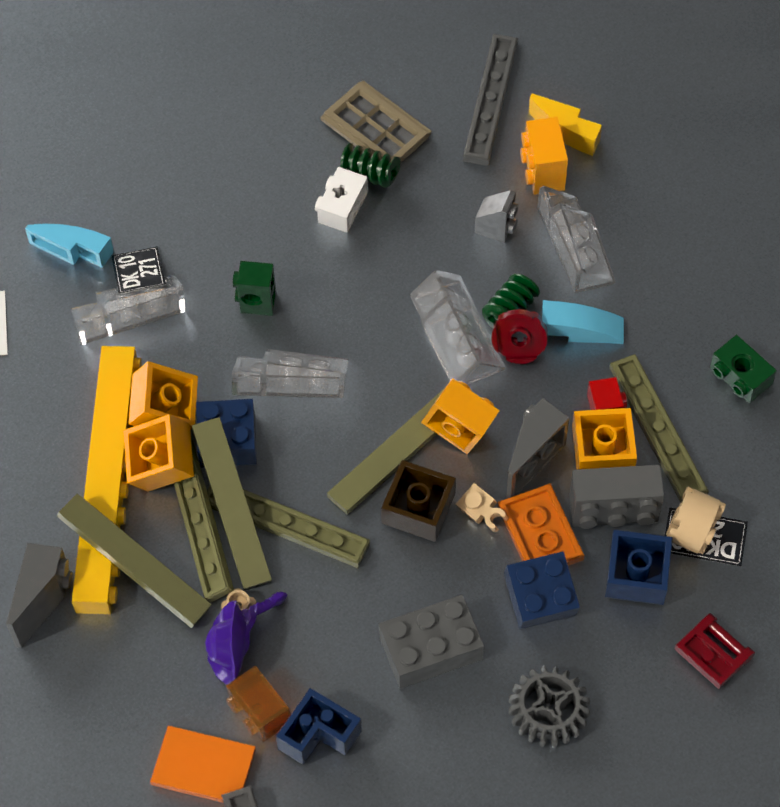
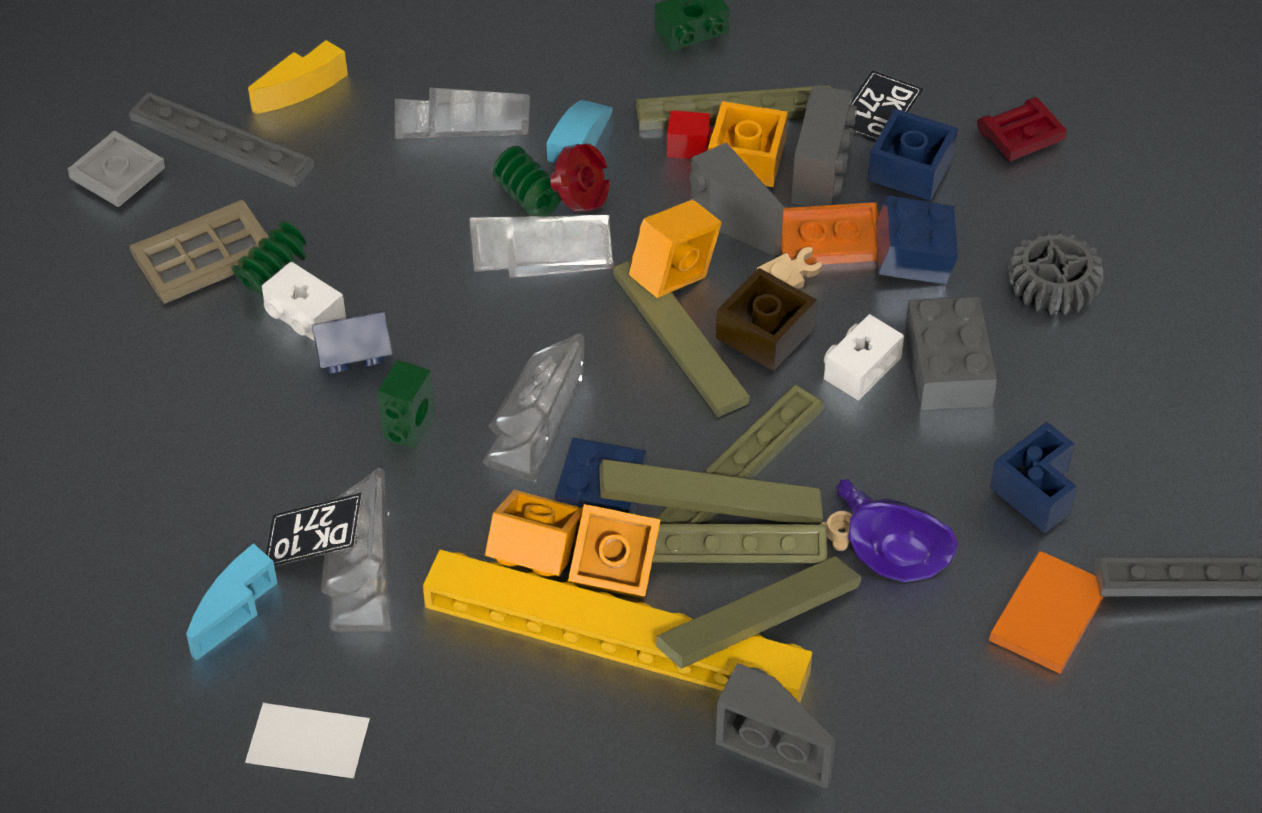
camera: 75 degrees left, 10 degrees down
(258, 704) = (991, 528): clear orange brick -> none
(310, 238) = (352, 340): none -> brick
(395, 575) = (863, 356): none -> white brick
(433, 46) = (116, 168): none -> light grey plate
(497, 216) = (404, 159): flat silver slope -> none
(544, 154) = (344, 96): light orange brick -> none
(695, 520) = (877, 90): tan brick -> none

